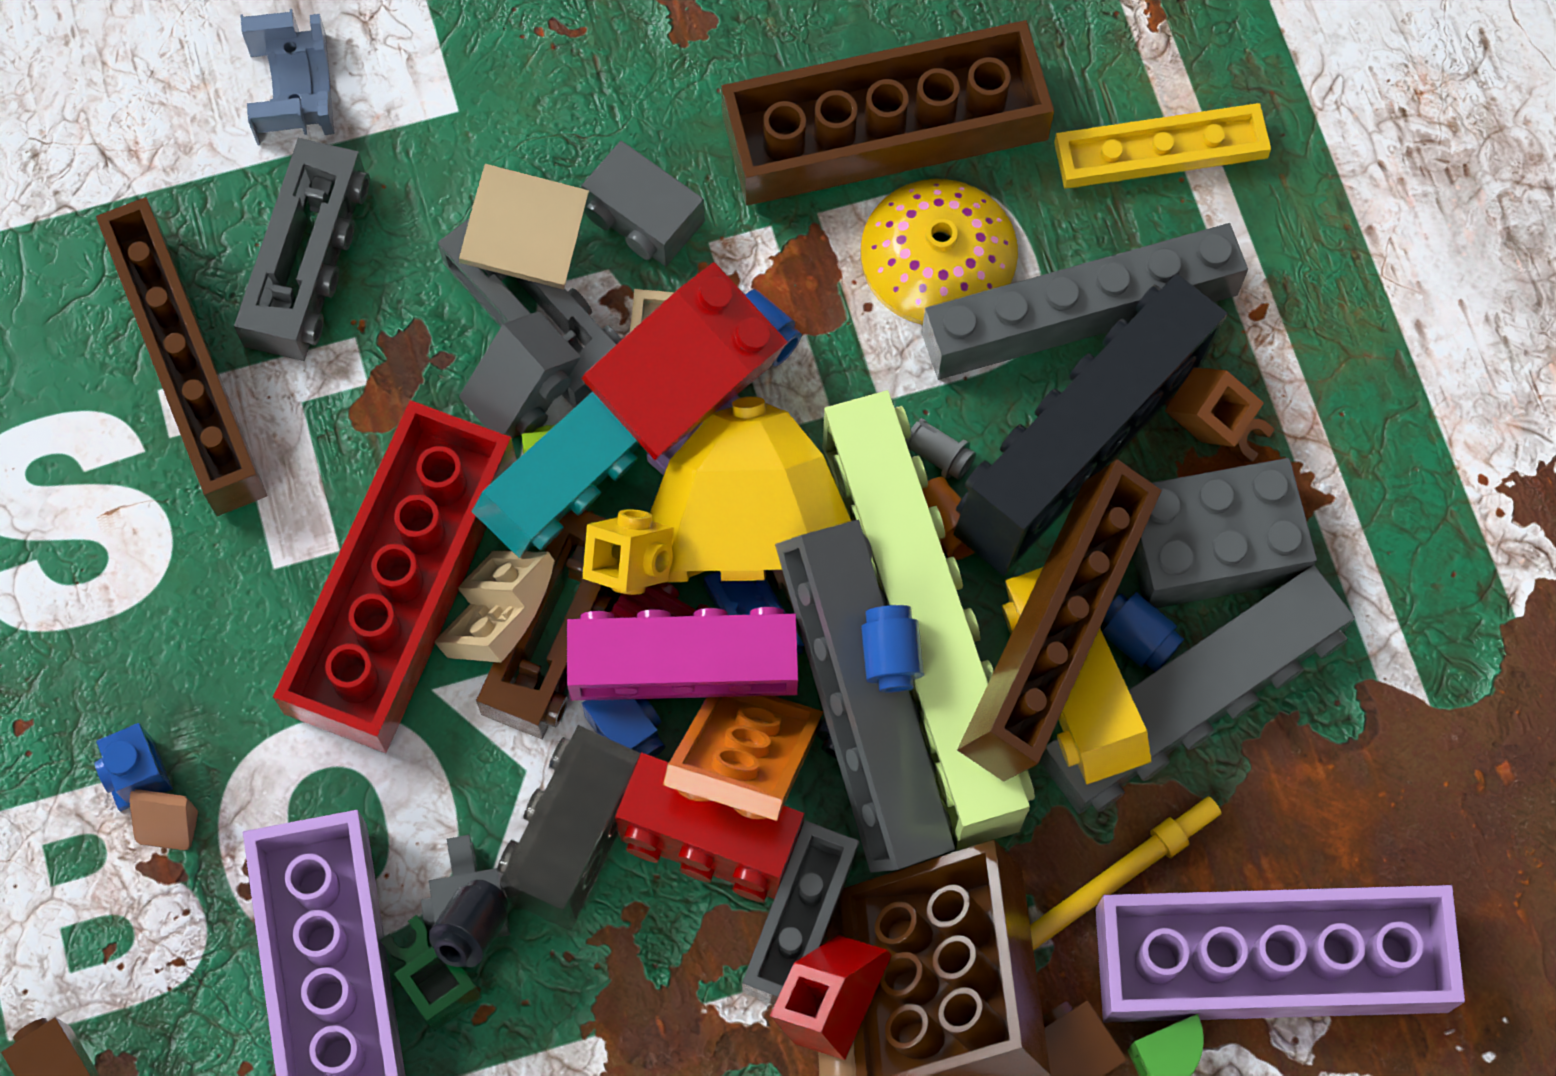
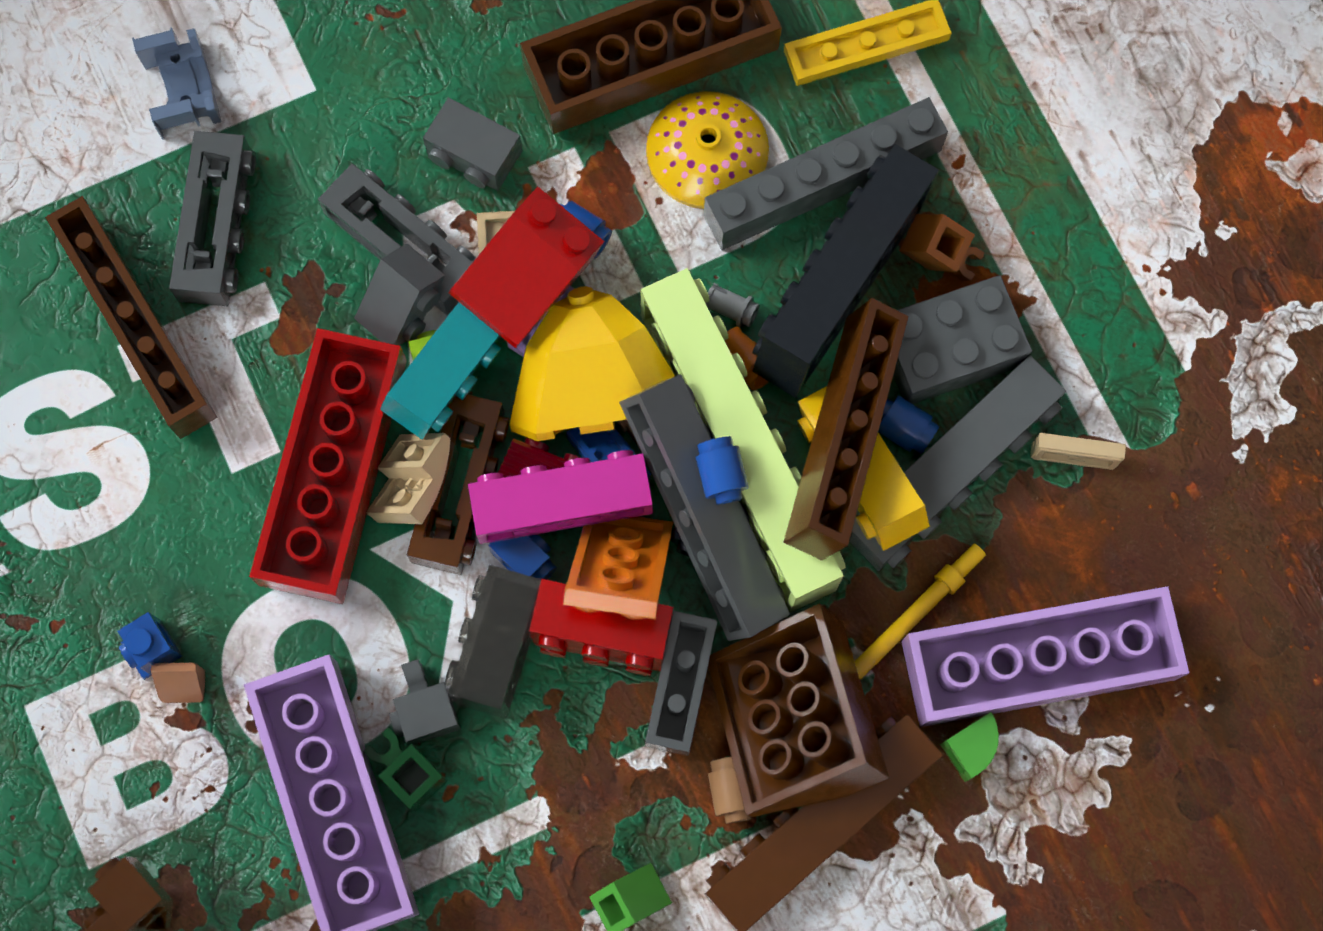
camera: 10 degrees left, 5 degrees up
(469, 924) = (430, 730): black brick -> none
(523, 226) = (383, 177): tan slope -> none
(628, 552) = (506, 423): yellow brick -> none
(830, 995) = (713, 741): red slope -> none
(1360, 697) = (1077, 451): none -> tan tile

